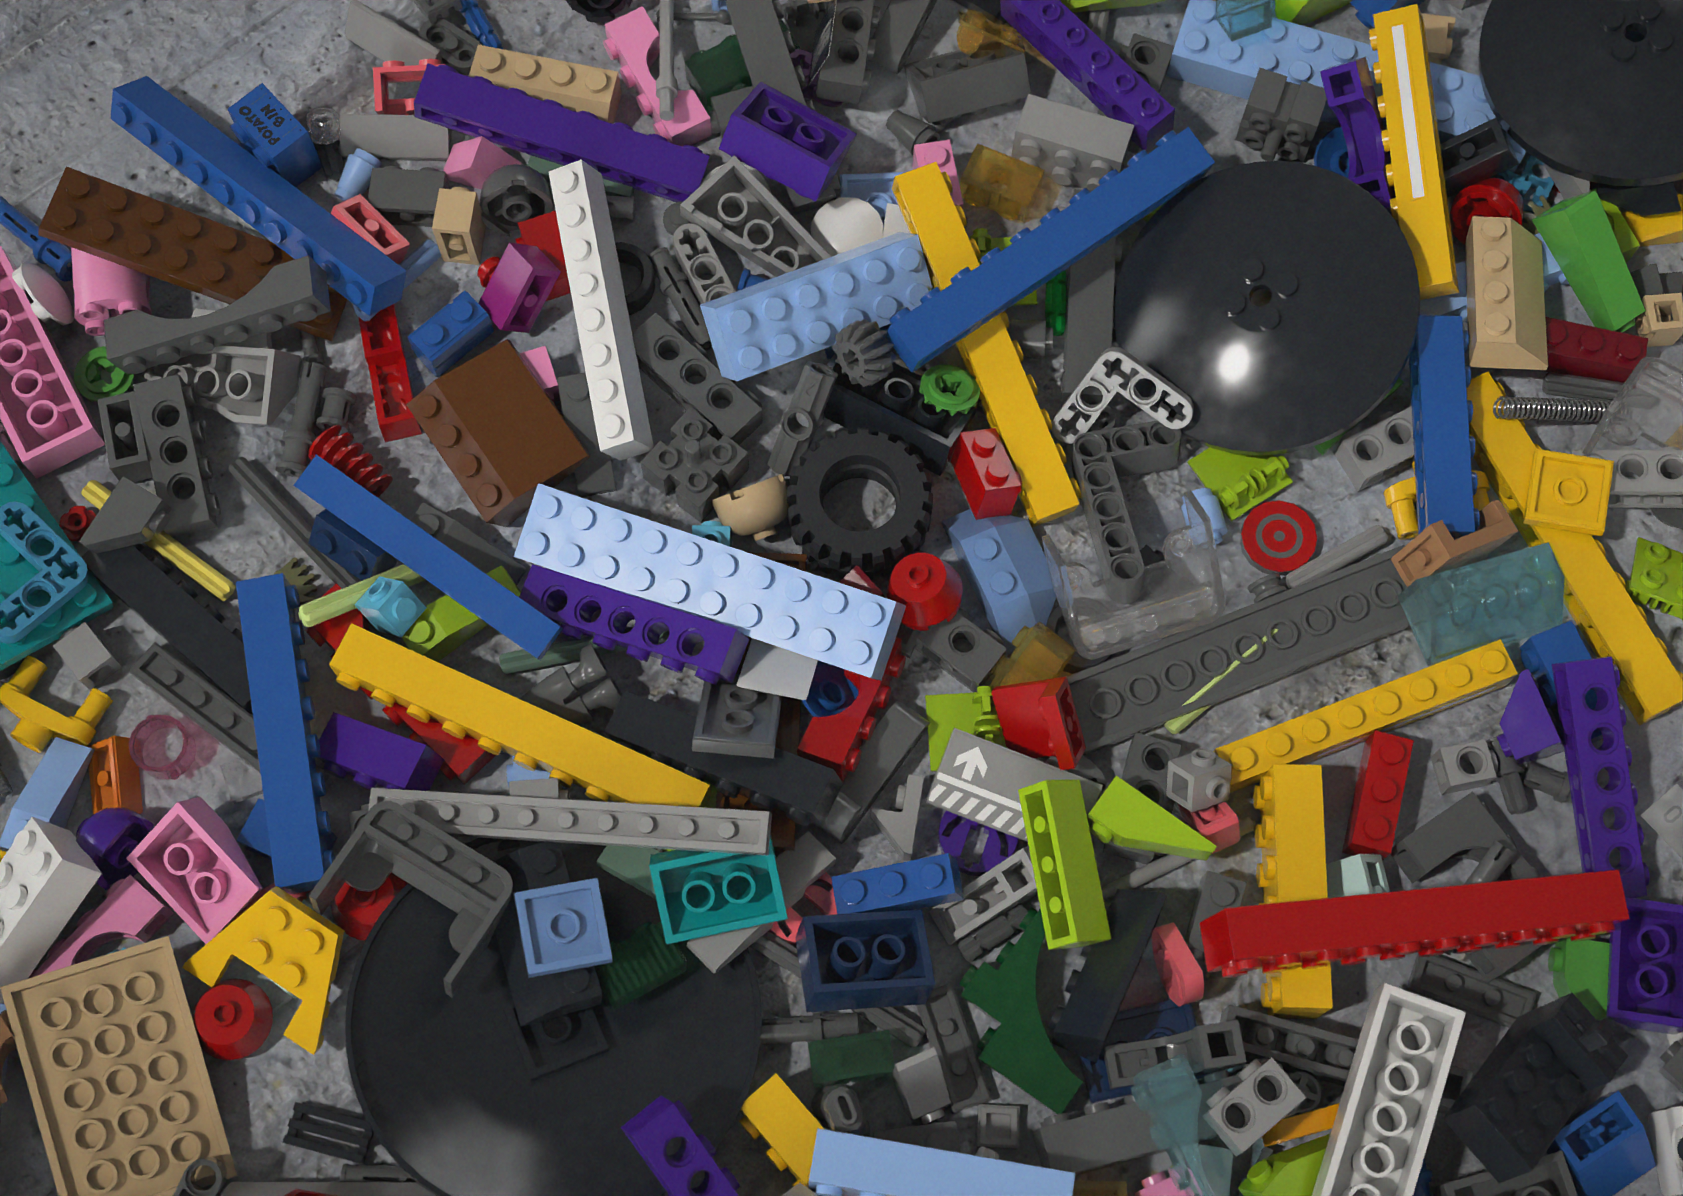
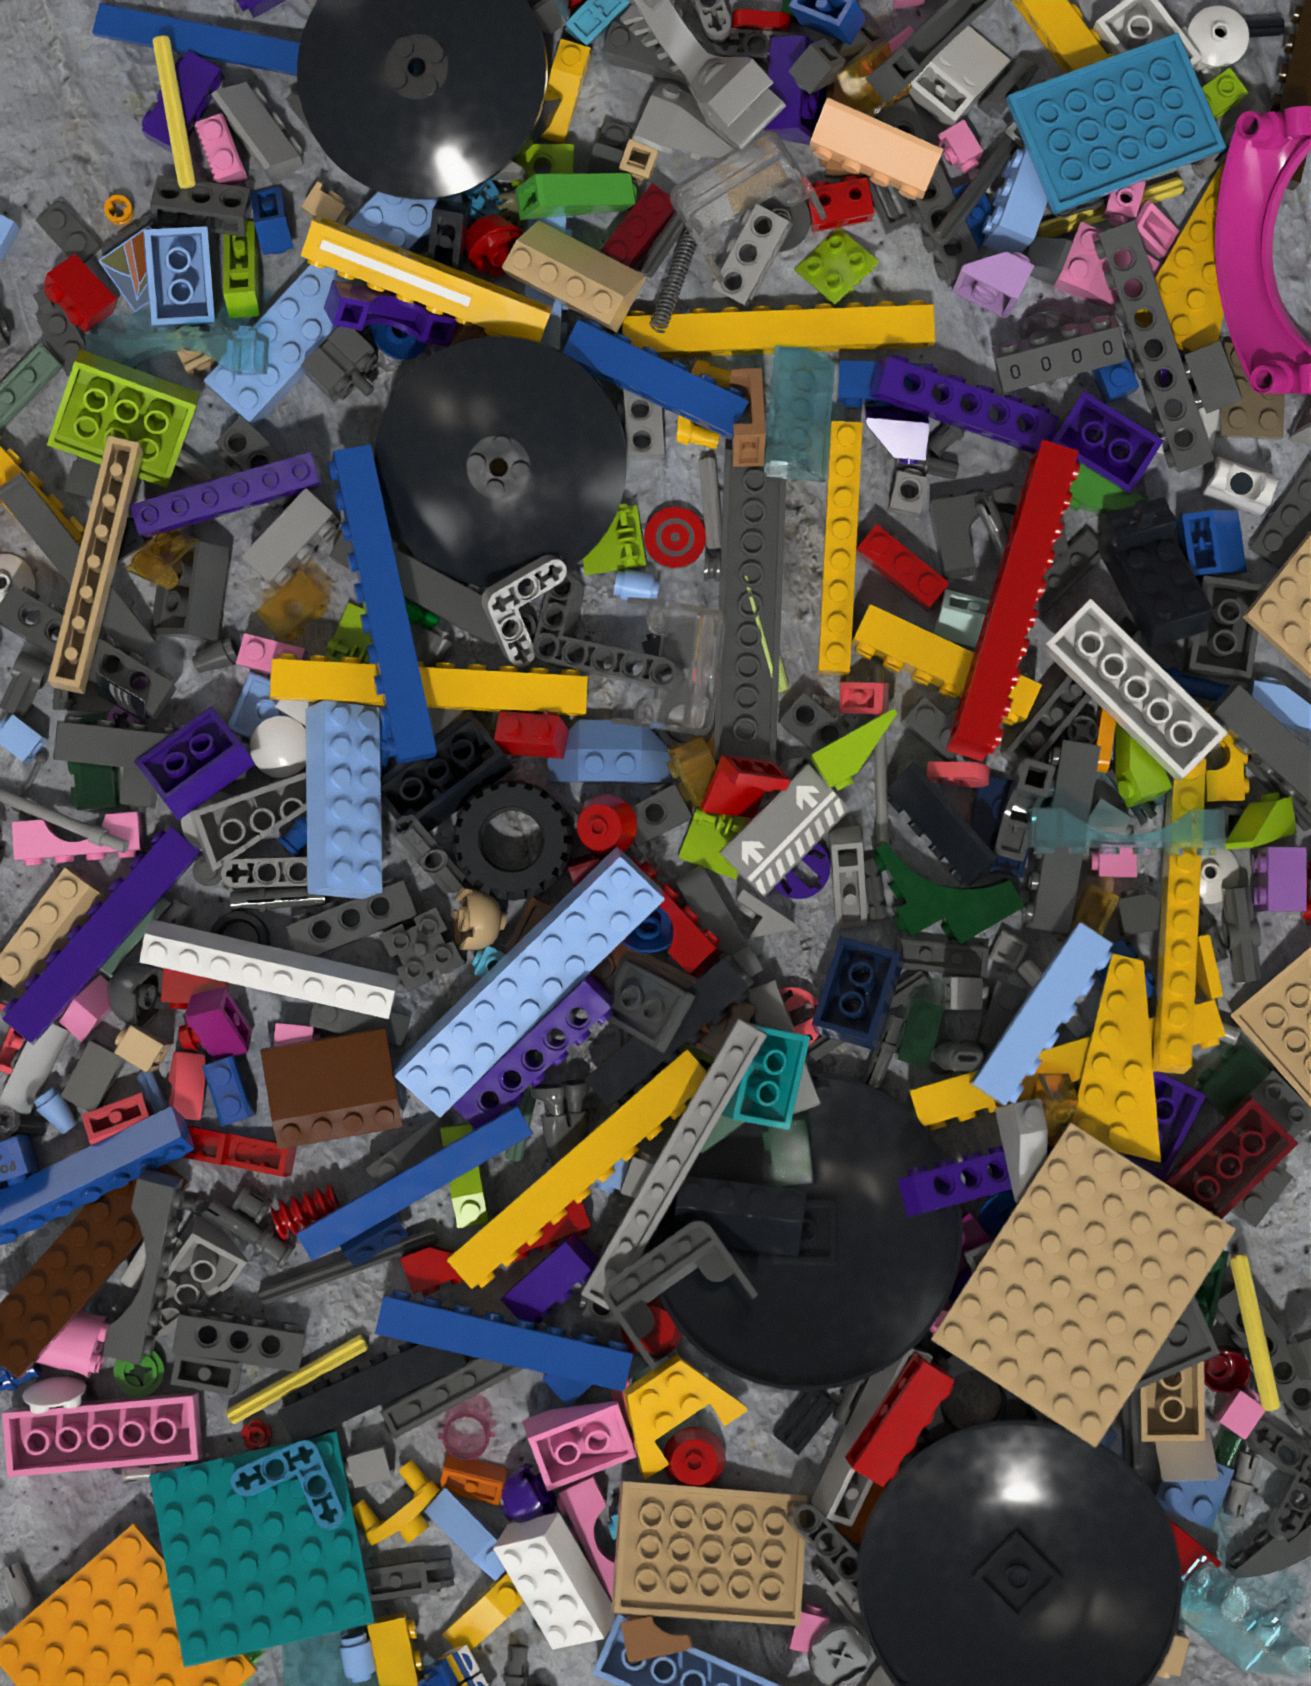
camera: 65 degrees left, 15 degrees up
(126, 518) = (281, 1394): dark grey slope -> none
(295, 577) = (377, 1290): olive piece -> none
(344, 599) = (419, 1249): yellowish green axle -> none
(390, 606) = (441, 1225): medium azure brick -> none
(437, 289) = (187, 1084): none -> coral slope
(563, 927) = (751, 1199): medium blue plate -> none
(776, 671) = (623, 964): white sticker -> none
(864, 352) = (402, 785): dark grey gear -> none
(899, 886) = (815, 945): blue brick -> none
(951, 379) = (444, 725): bright green gear -> none
(1064, 864) = (857, 822): lime brick -> none
(1198, 780) = (838, 694): light grey brick -> none
(1258, 1113) = (1094, 774): light grey brick -> none
(1568, 492) = (745, 310): yellow tile -> none

